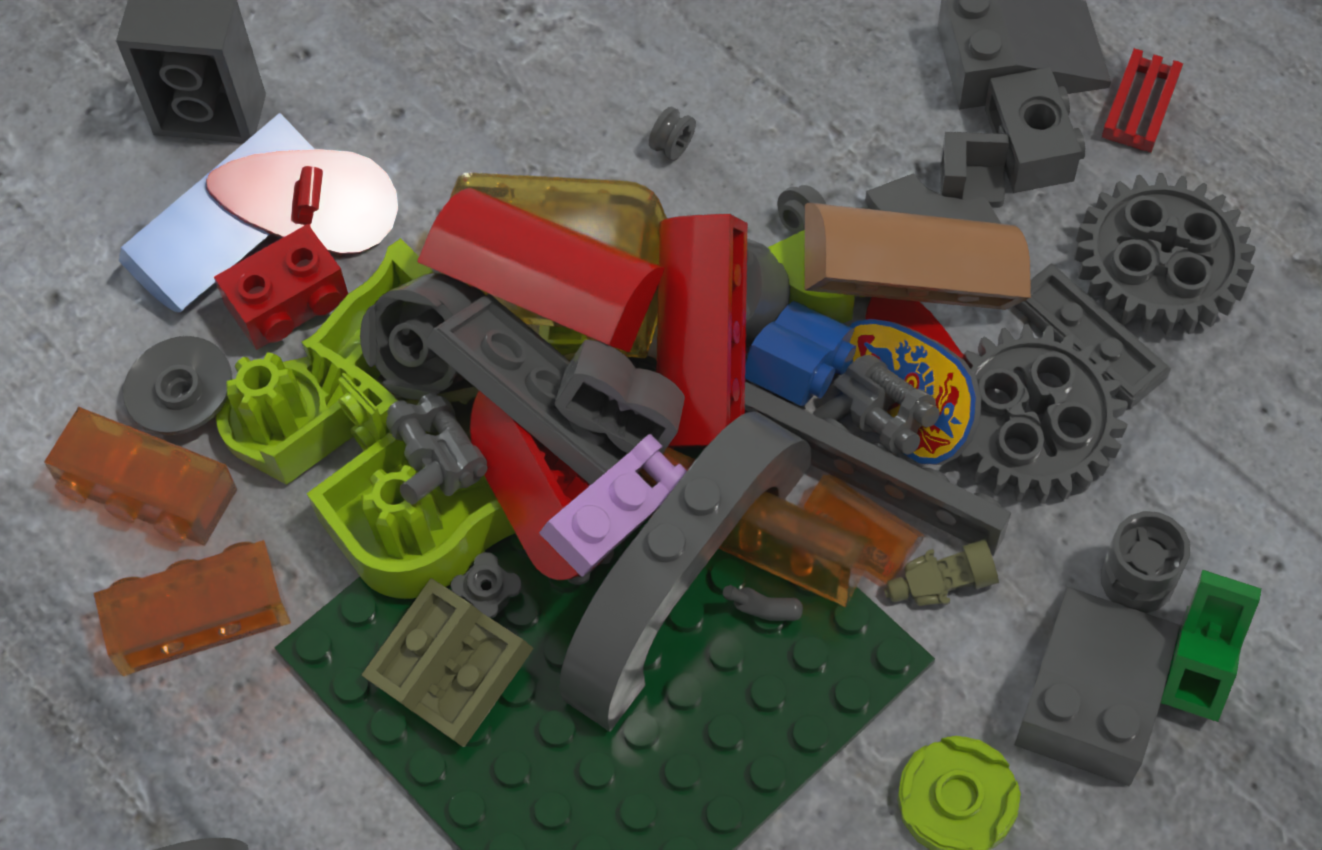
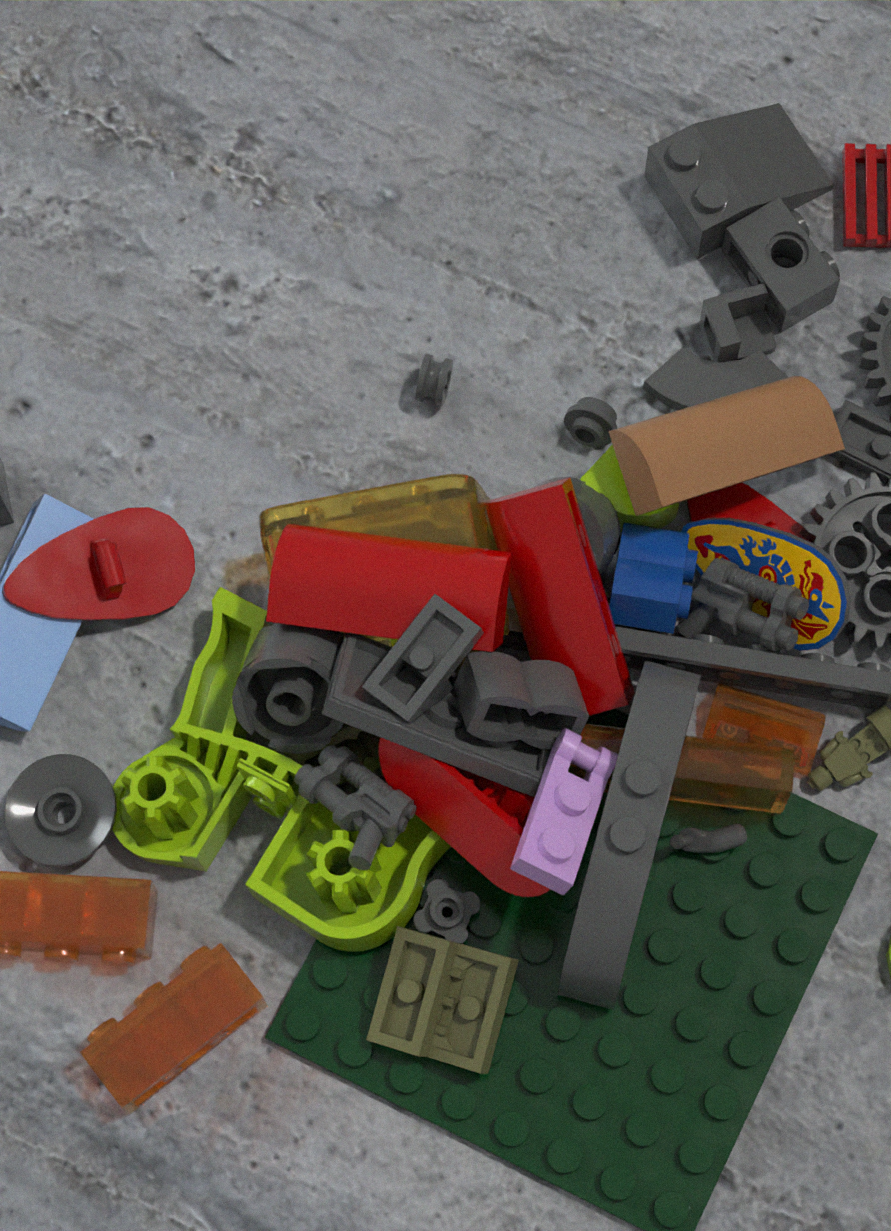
camera: 20 degrees left, 10 degrees up
(282, 287) = (122, 674): red brick -> none
(529, 333) = (423, 659): none -> dark grey slope

